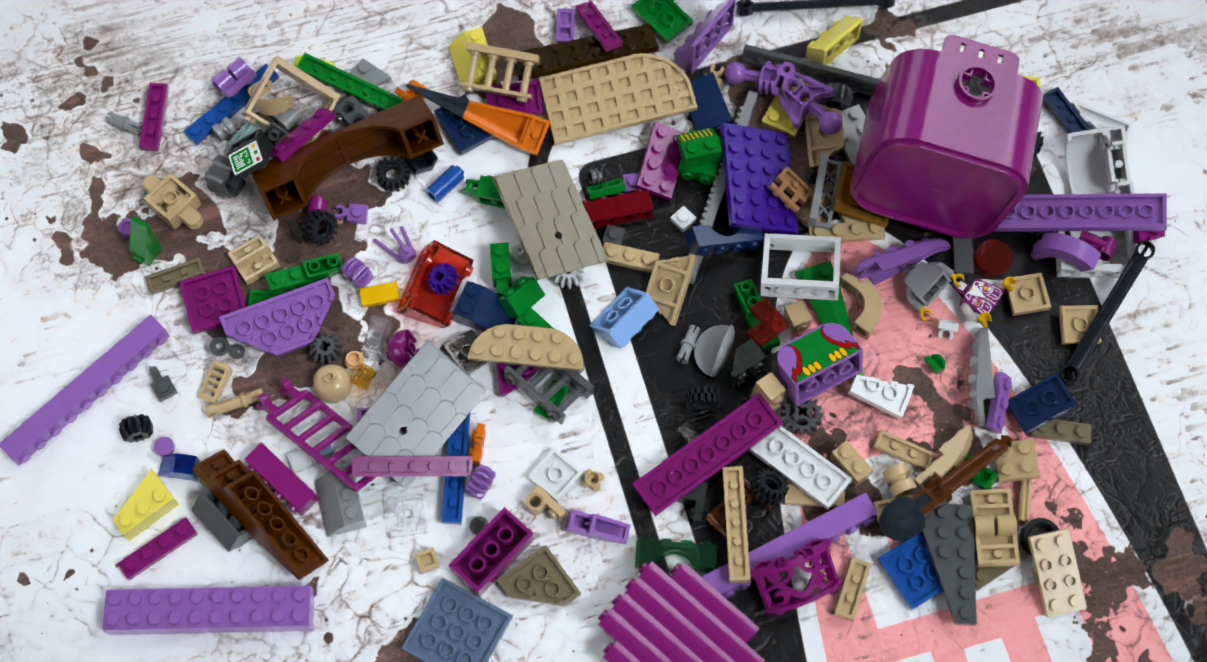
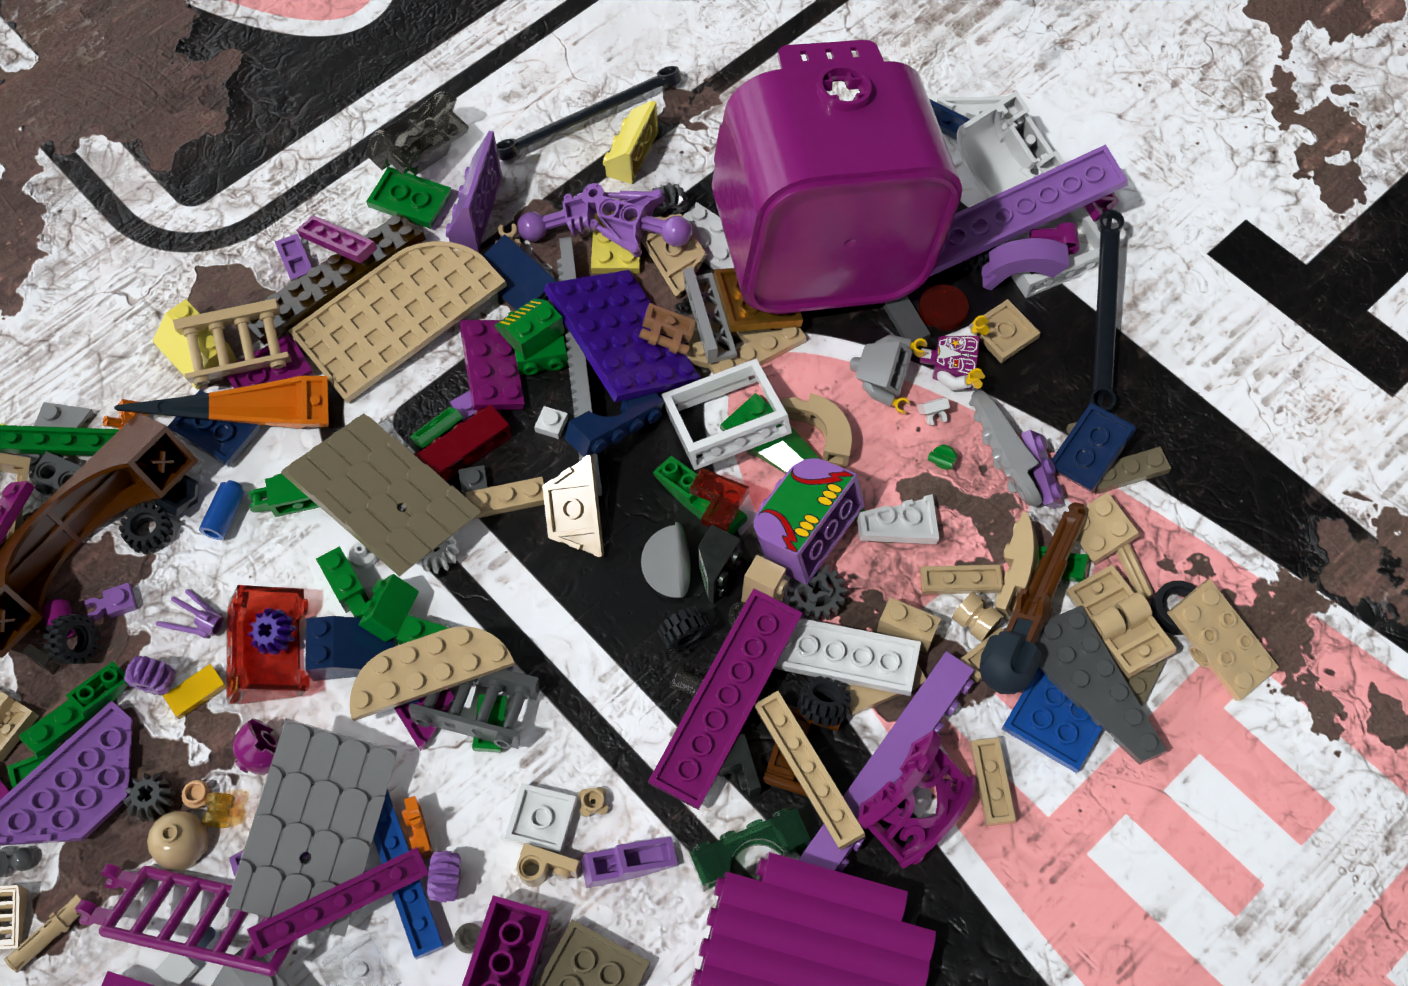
camera: 25 degrees left, 5 degrees down
(377, 338) = (215, 750): clear brick -> none
(458, 349) = (335, 716): clear smoke slope -> none
(594, 176) = (414, 419): dark grey plate -> none
(624, 317) = (535, 573): light blue slope -> none
(688, 344) = (632, 571): light grey pin -> none
(797, 316) = (753, 474): tan brick -> none
(820, 72) = (688, 177): dark grey plate -> none
(896, 259) = (834, 357): medium lavender animal -> none
(1075, 322) = (1076, 338): tan plate -> none

